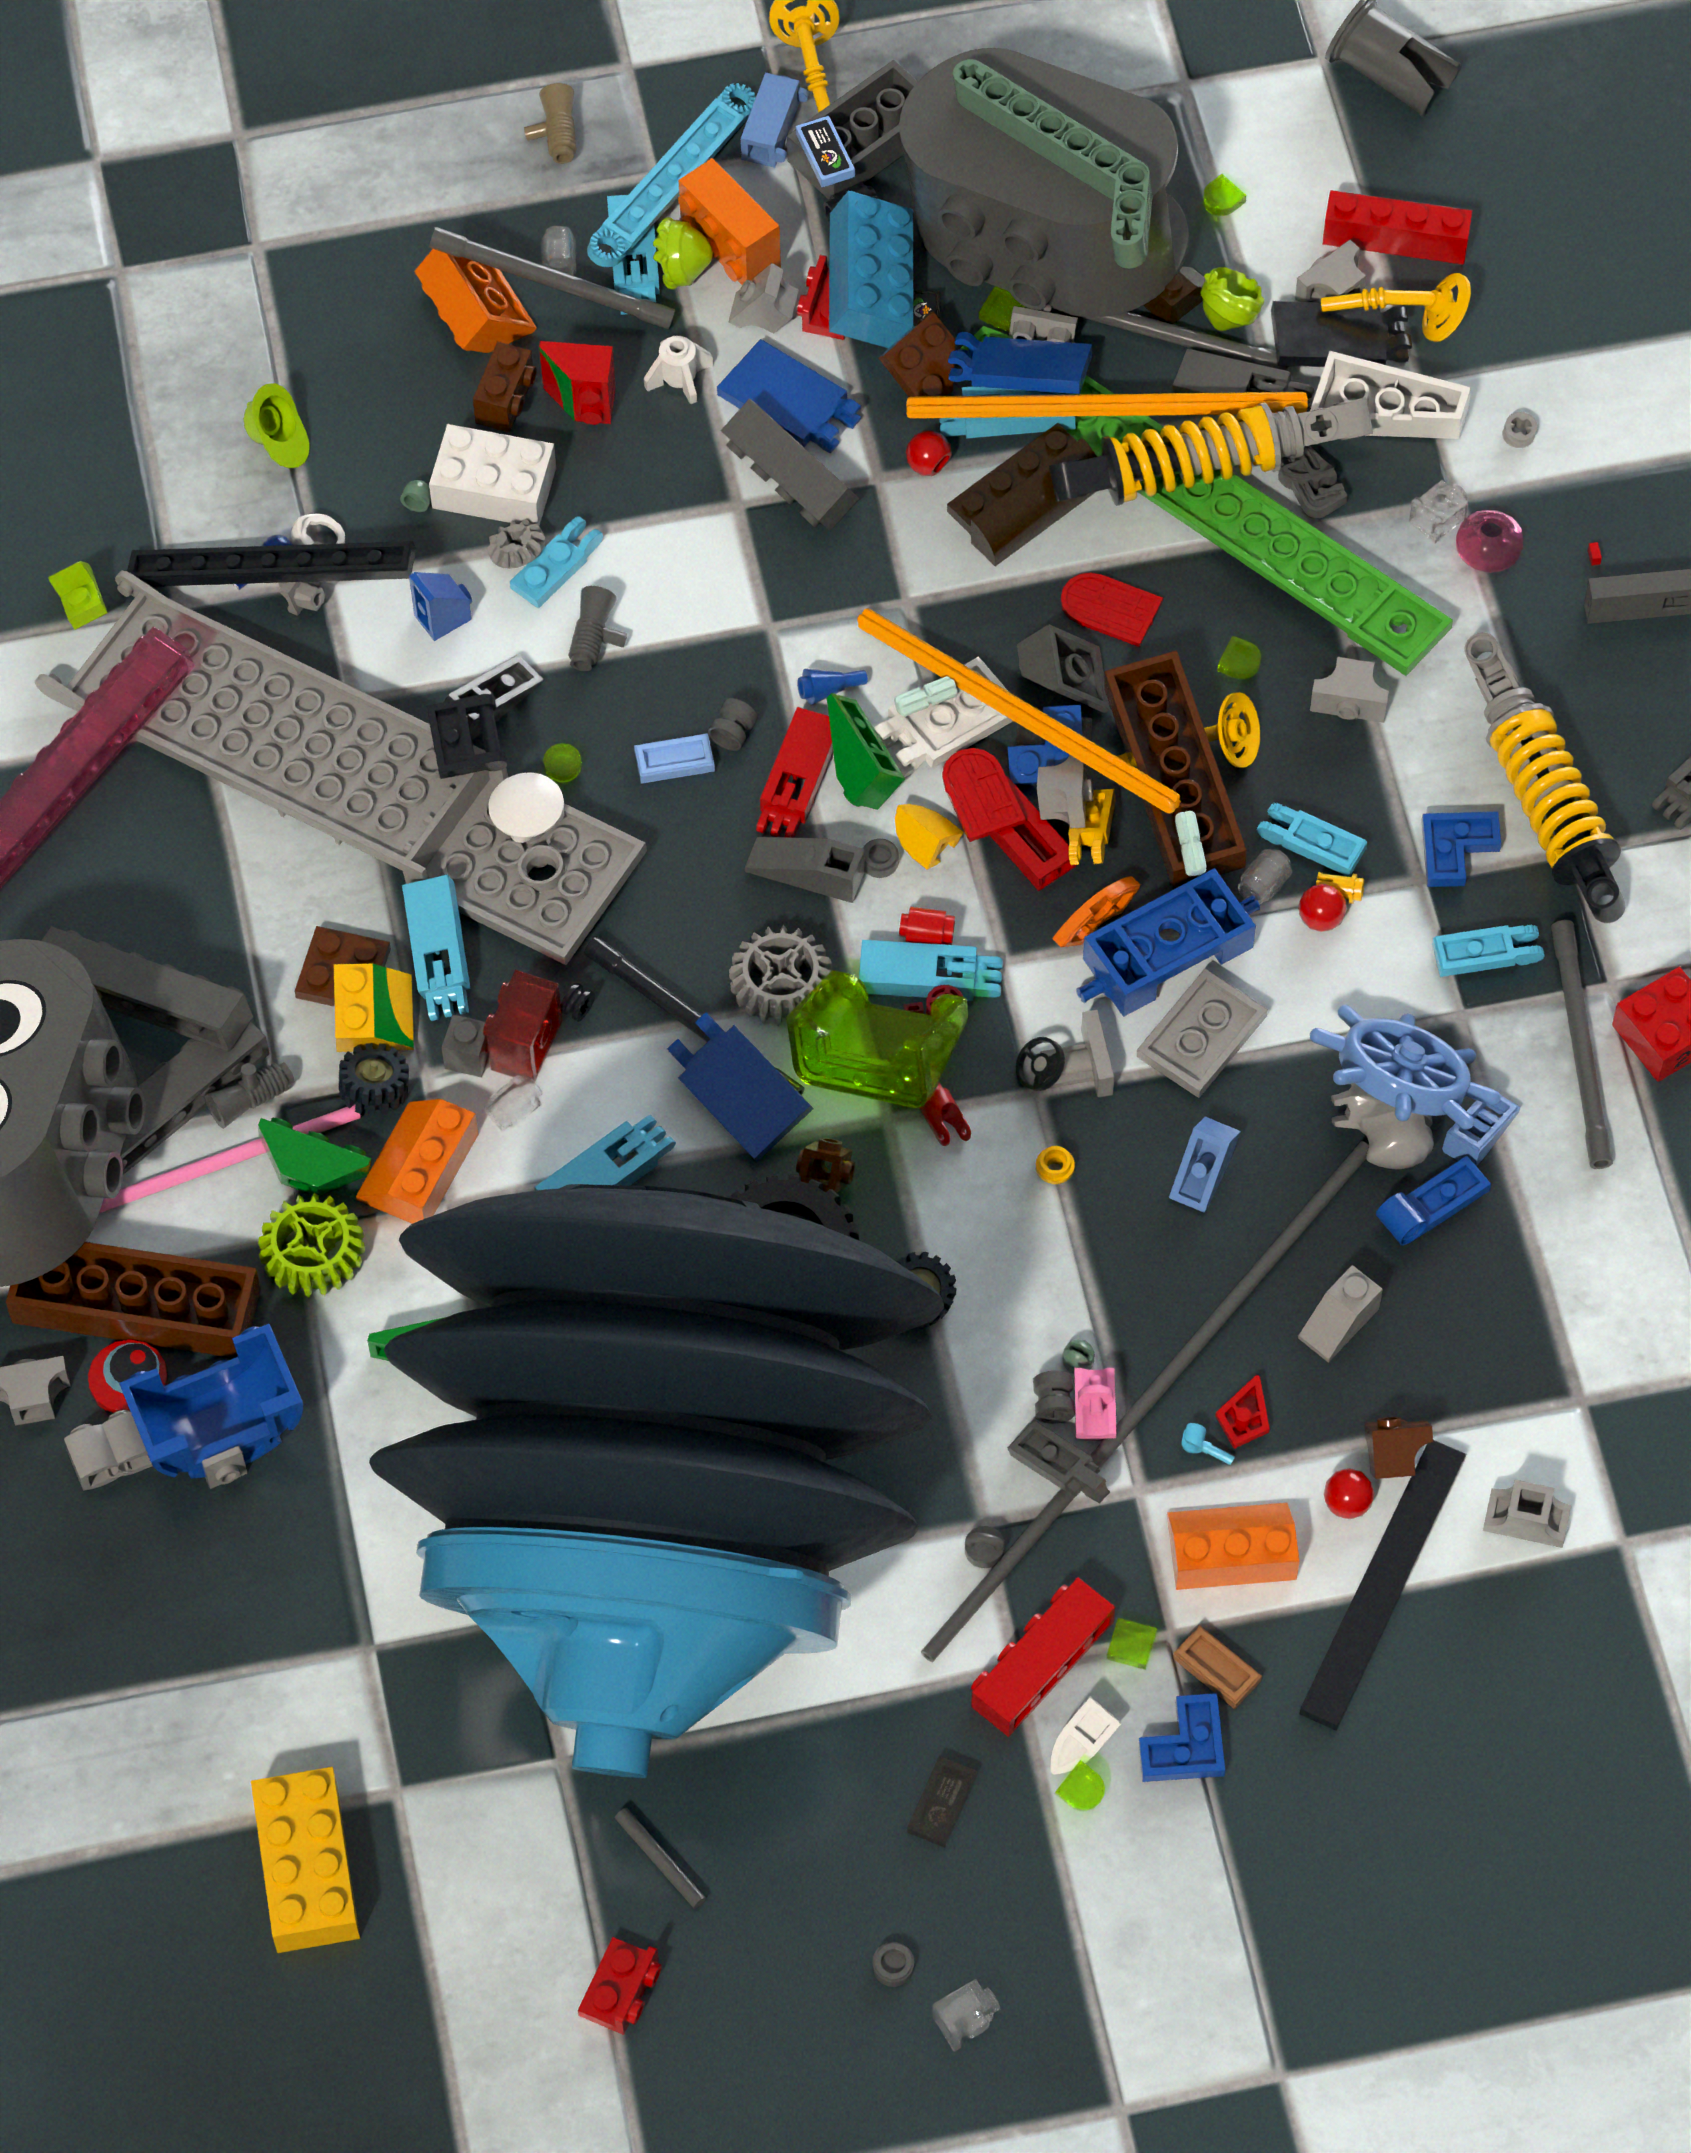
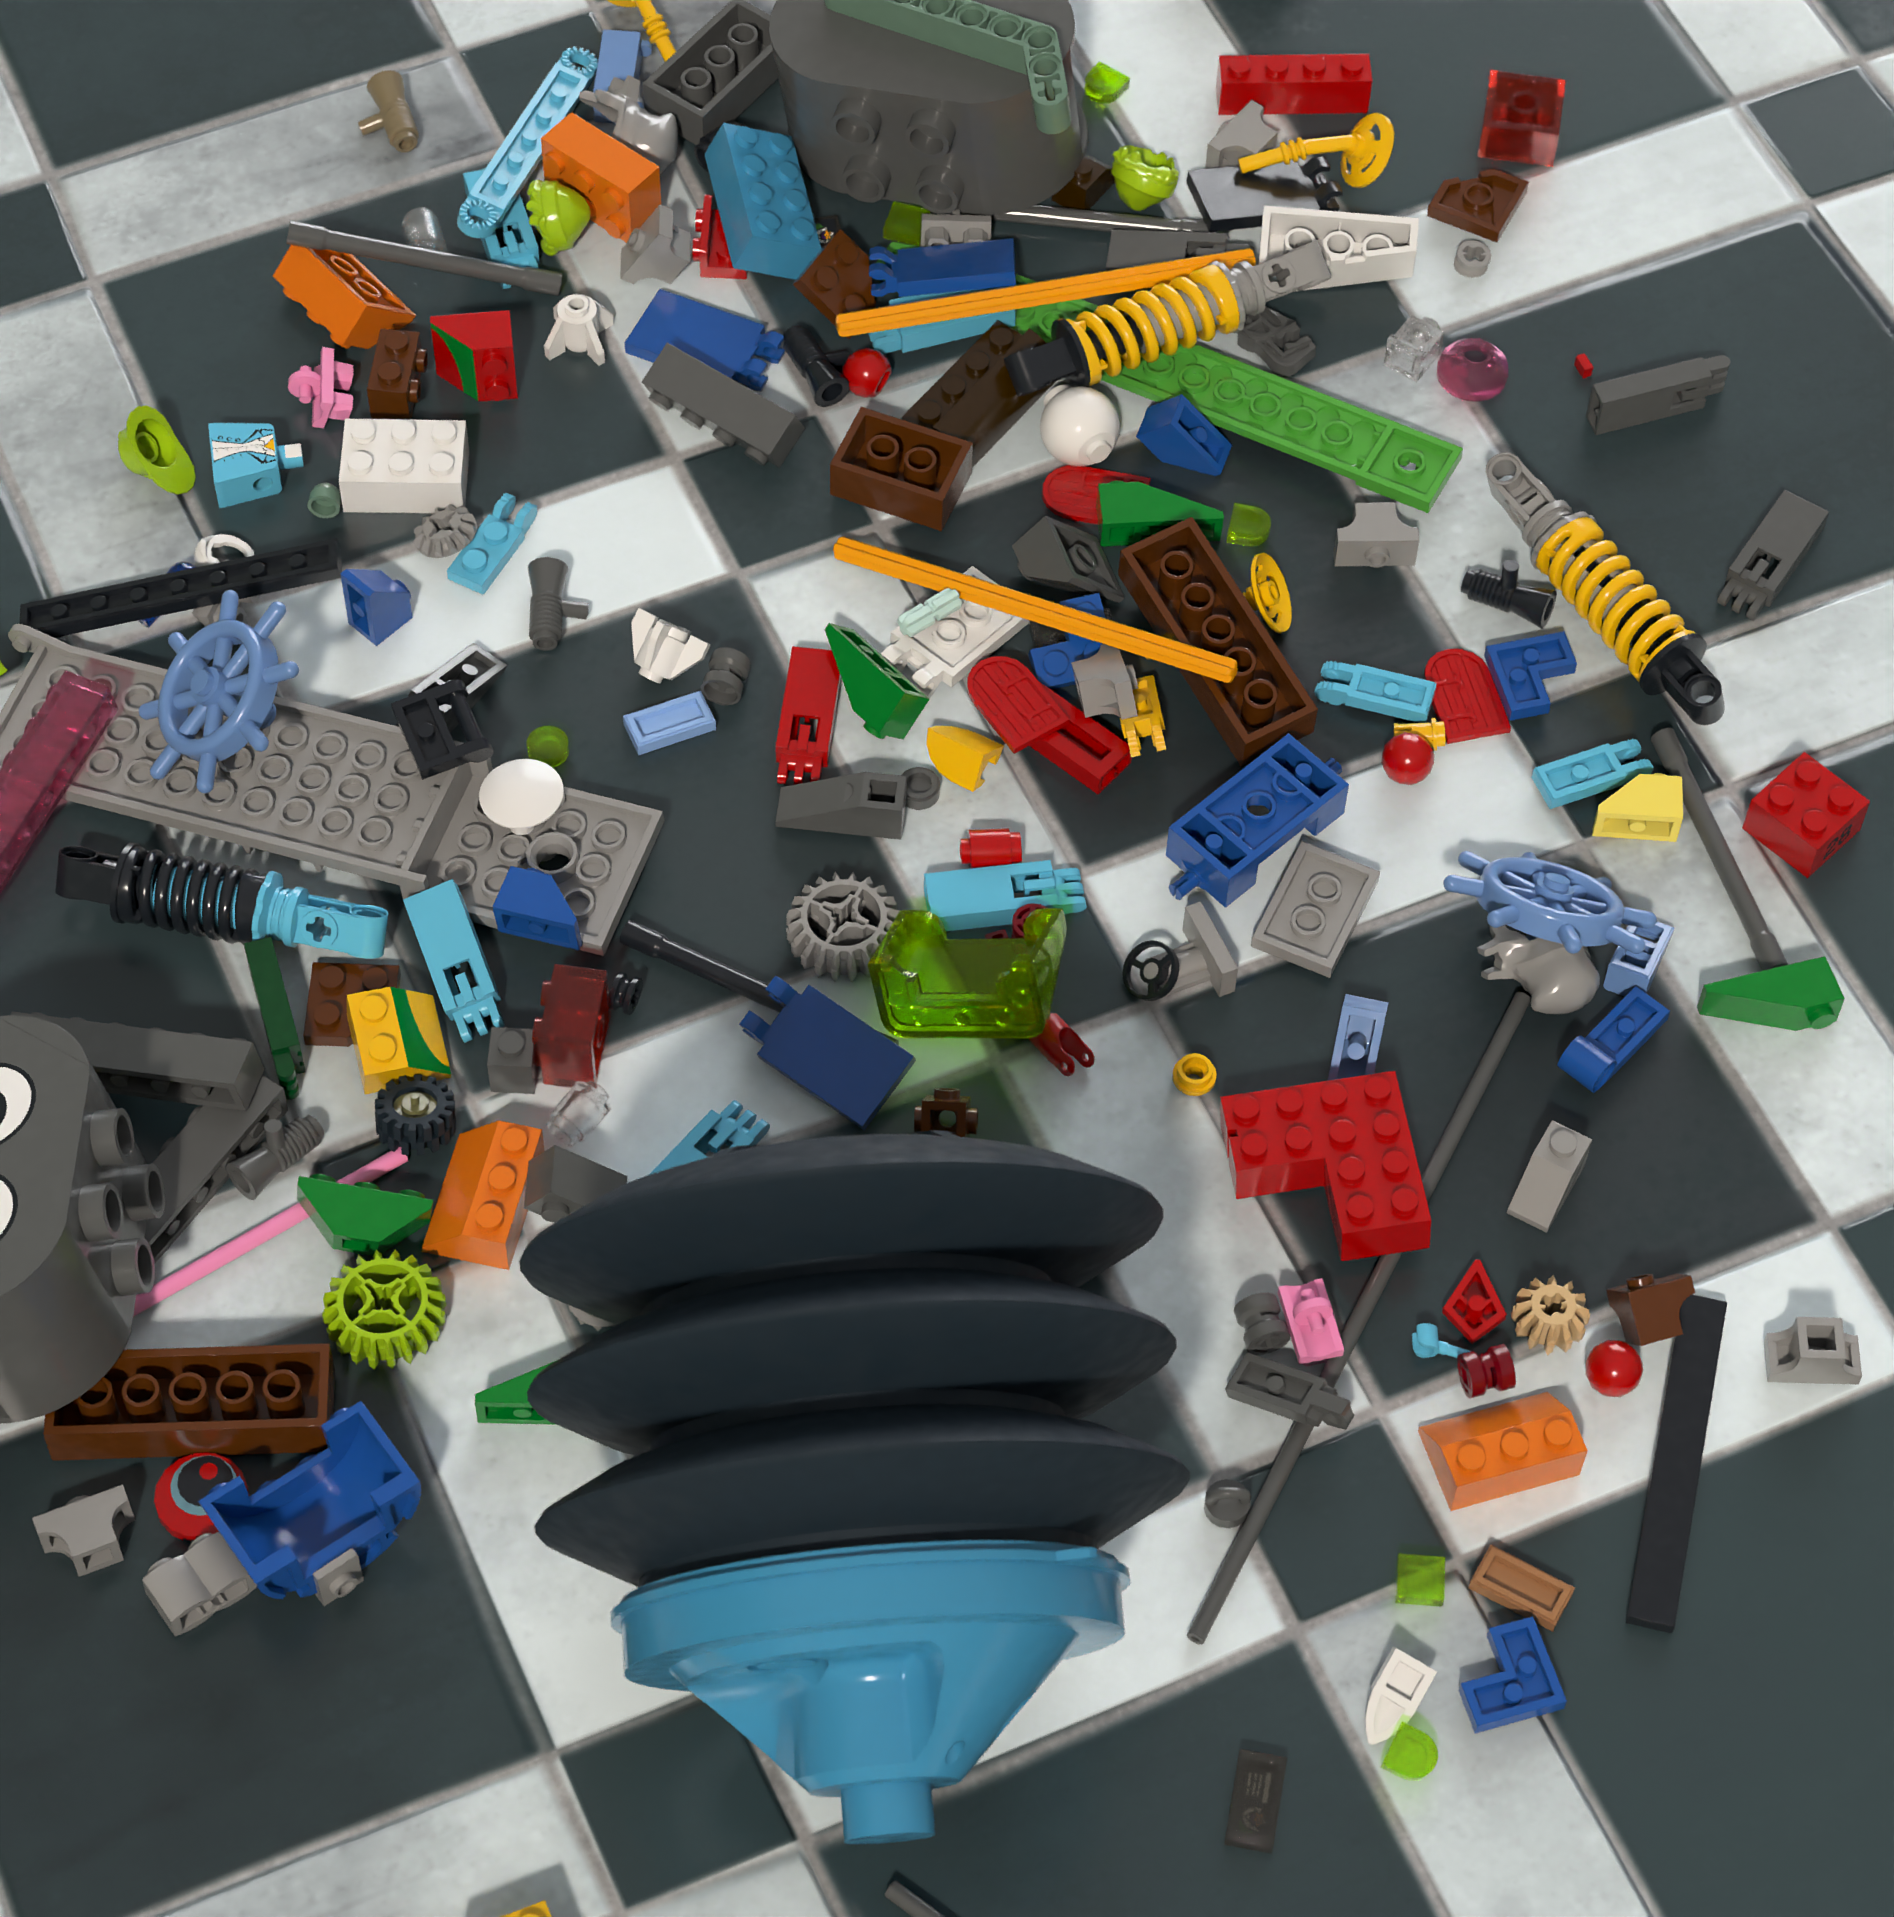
camera: 15 degrees left, 5 degrees down
(244, 857) = (216, 900): none -> black piece
(274, 968) = (275, 1014): none -> dark green hinge
(278, 670) = (219, 691): none -> medium blue piece
(356, 448) = (249, 461): none -> medium azure torso
(443, 376) = (320, 387): none -> bright pink hips
(489, 1169) = (565, 1182): none -> dark grey brick
(512, 914) = (535, 909): none -> blue slope
(683, 690) = (663, 648): none -> white brick
(773, 184) = (635, 127): none -> light grey piece
(819, 684) = (810, 621): blue cone -> none
(825, 151) = (688, 91): tile -> none
(884, 437) = (817, 367): none -> black piece
(934, 553) = (901, 468): none -> reddish brown brick
(1041, 1656) = (1326, 1613): red brick -> none
(1073, 1359) = (1270, 1274): sand green hinge -> none
(1097, 910) = (1170, 801): orange tile -> none
(1107, 537) = (1078, 425): none -> white brick
(1142, 632) = (1137, 511): none -> green slope
(1164, 1246) = (1338, 1137): none -> red piece
(1191, 847) = (1262, 716): light aqua piece -> none
(1201, 564) = (1183, 437): none -> blue slope
(1227, 1475) = (1486, 1371): none -> dark red wheel
(1265, 875) = (1338, 735): clear brick -> none
(1306, 1449) = (1566, 1318): none -> tan gear
(1393, 856) = (1465, 696): none -> red window
(1457, 767) = (1508, 595): none -> black piece
(1521, 992) = (1643, 809): none -> light yellow slope
(1541, 376) = (1479, 204): none -> reddish brown plate
(1598, 1189) = (1780, 997): none -> green slope
(1602, 297) = (1521, 118): none -> clear red brick

